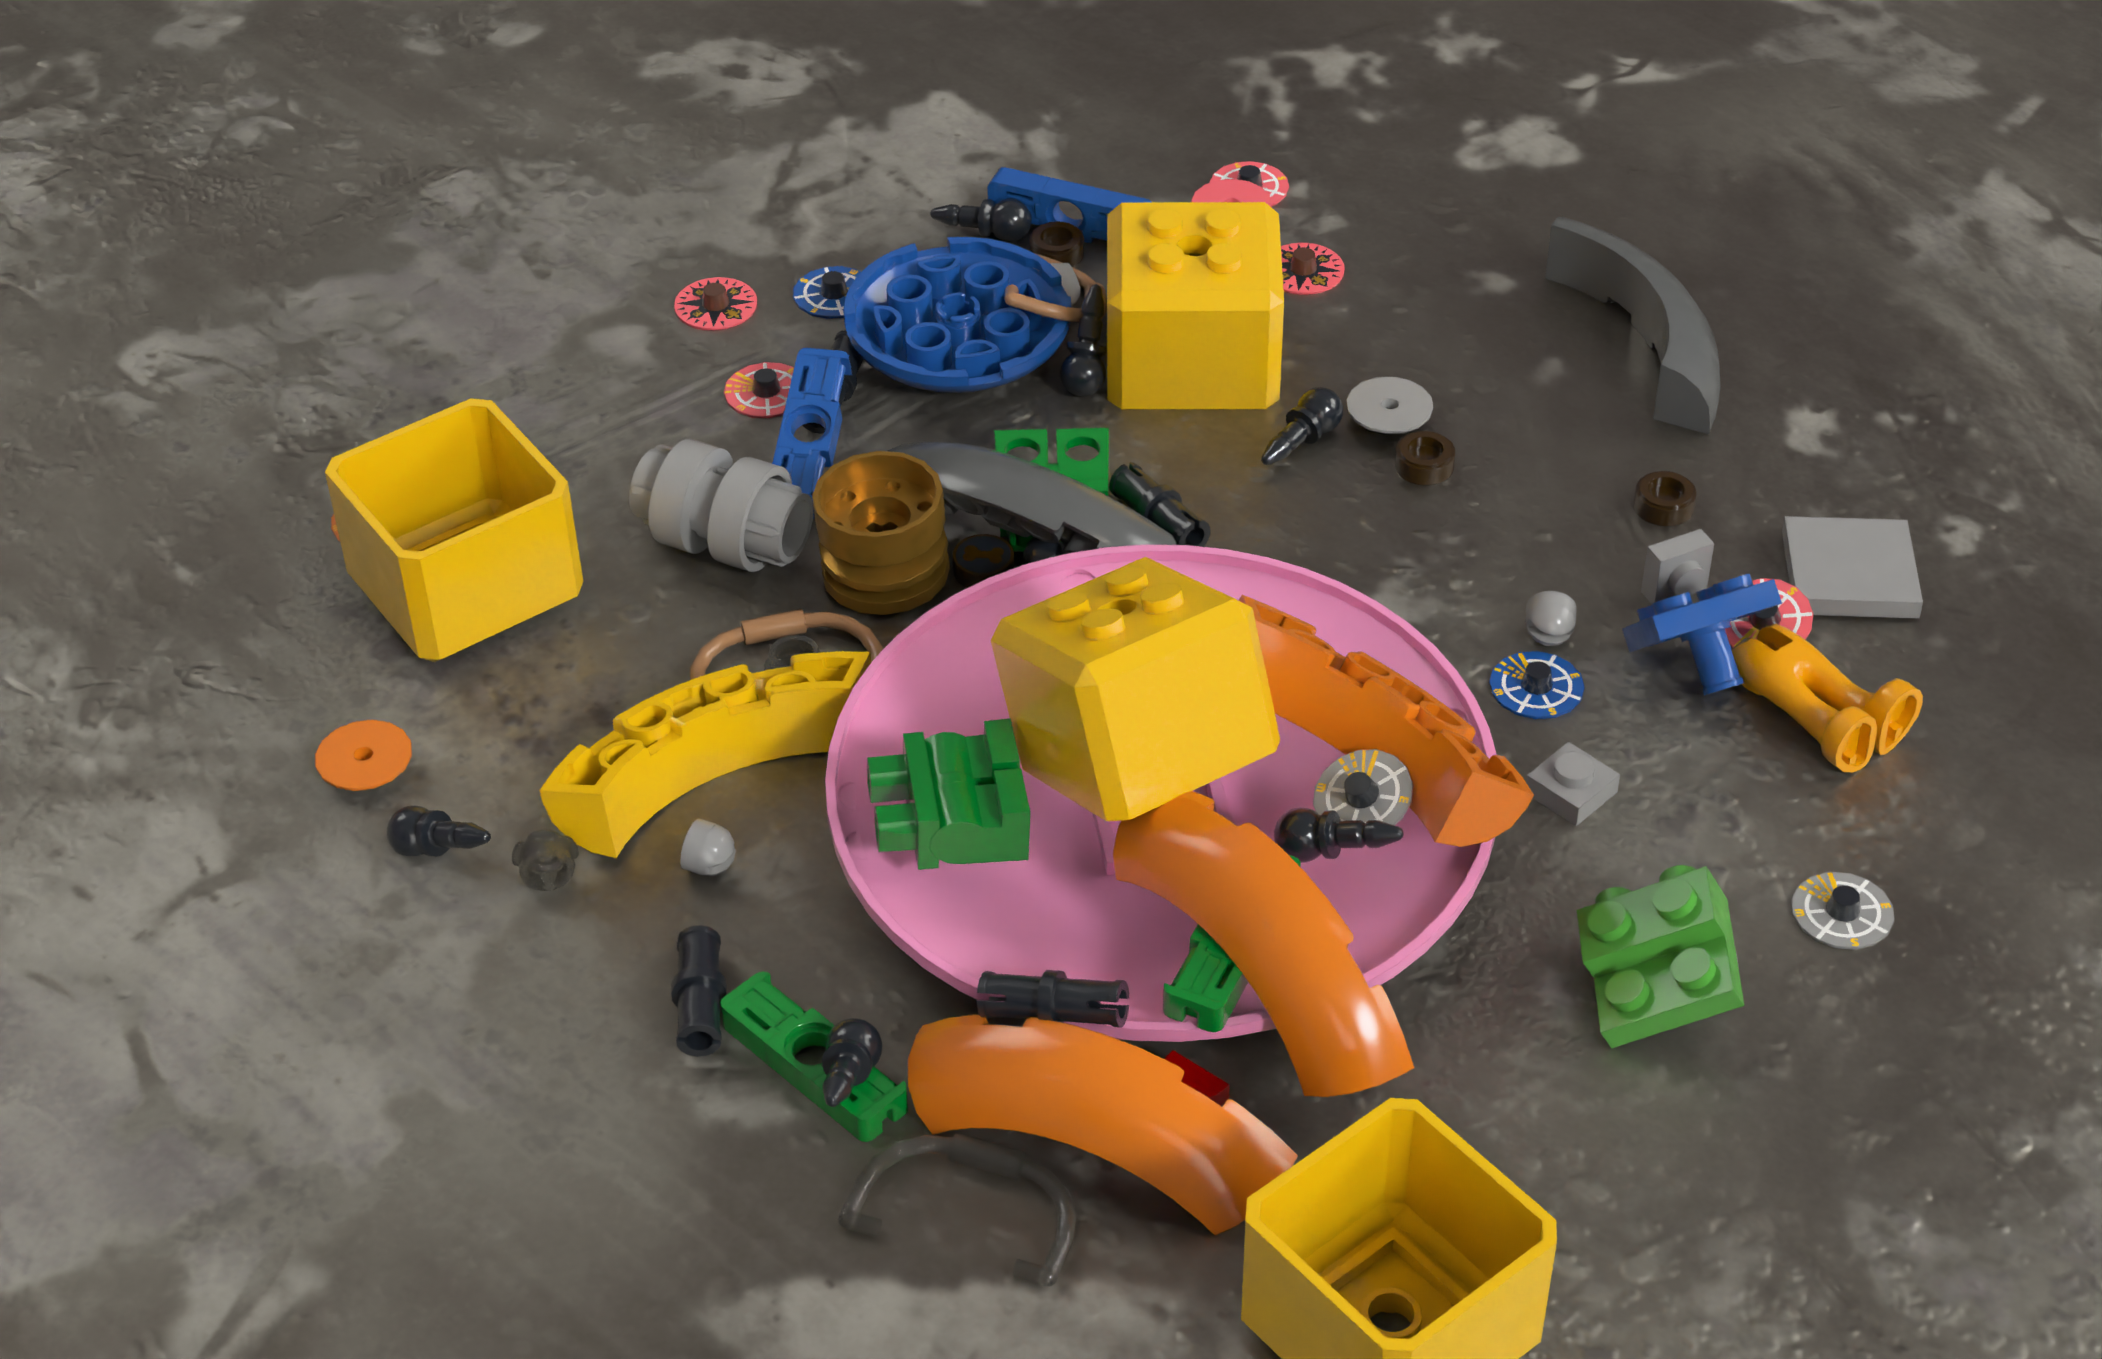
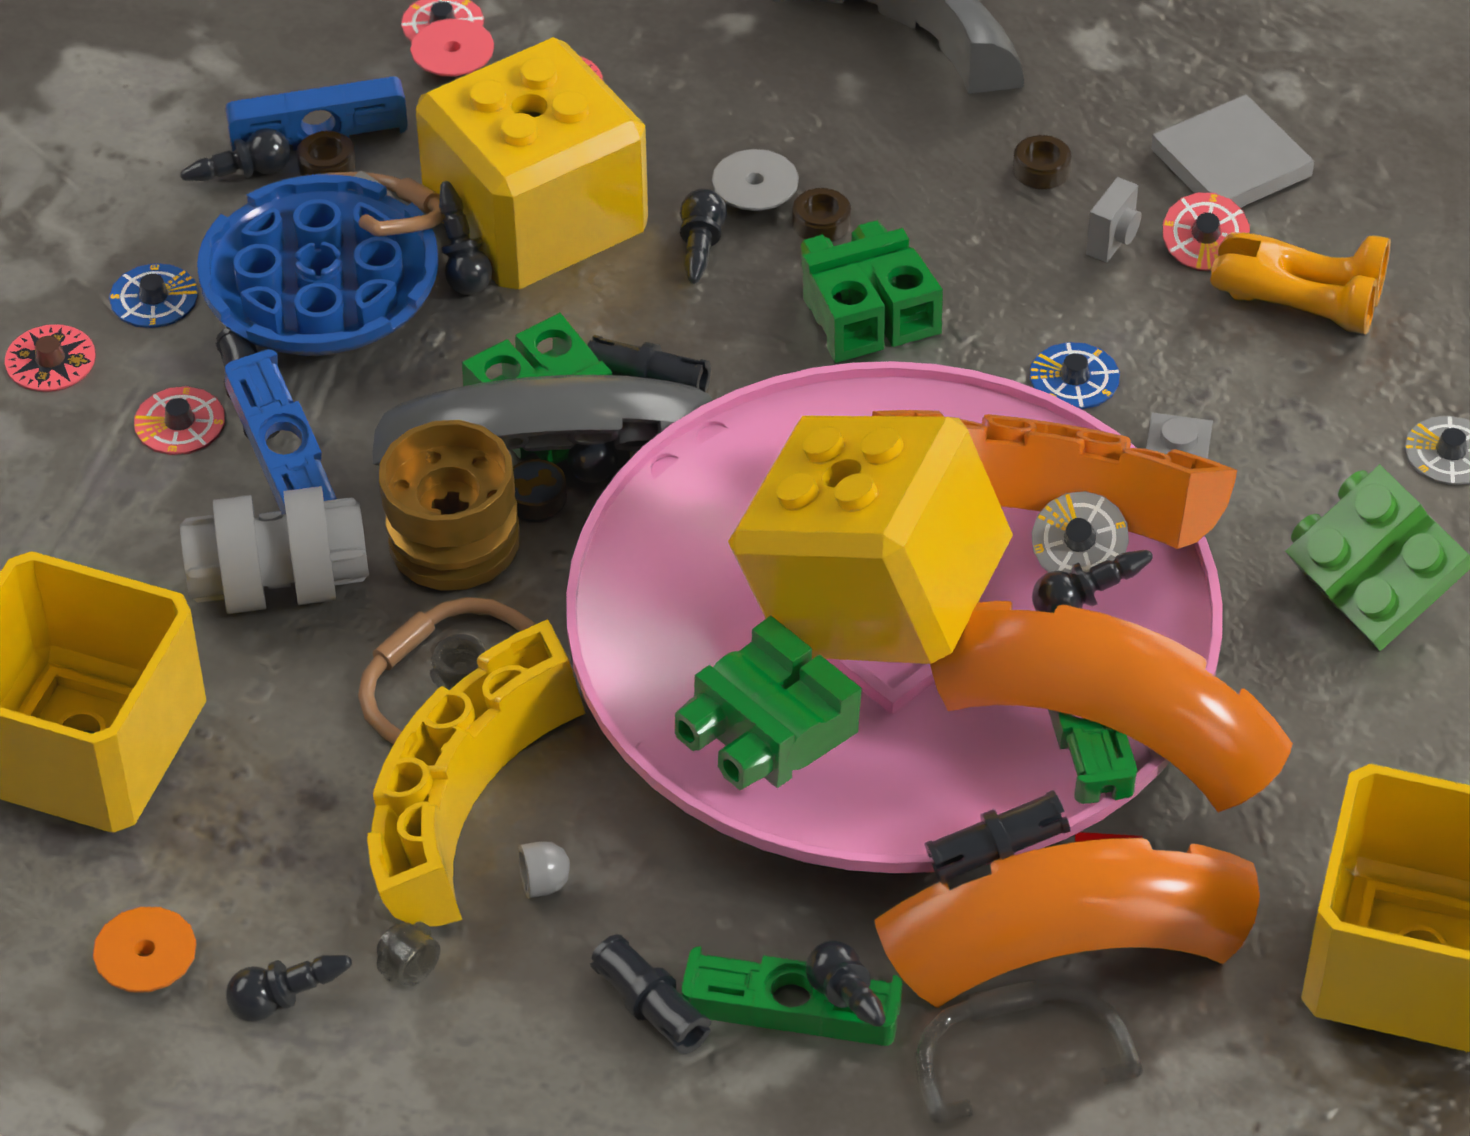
camera: 35 degrees left, 5 degrees up
(1404, 517) = (870, 291): none -> green hips
(1550, 617) = (1048, 312): light grey hinge -> none
(1704, 625) = (1184, 259): blue plate -> none

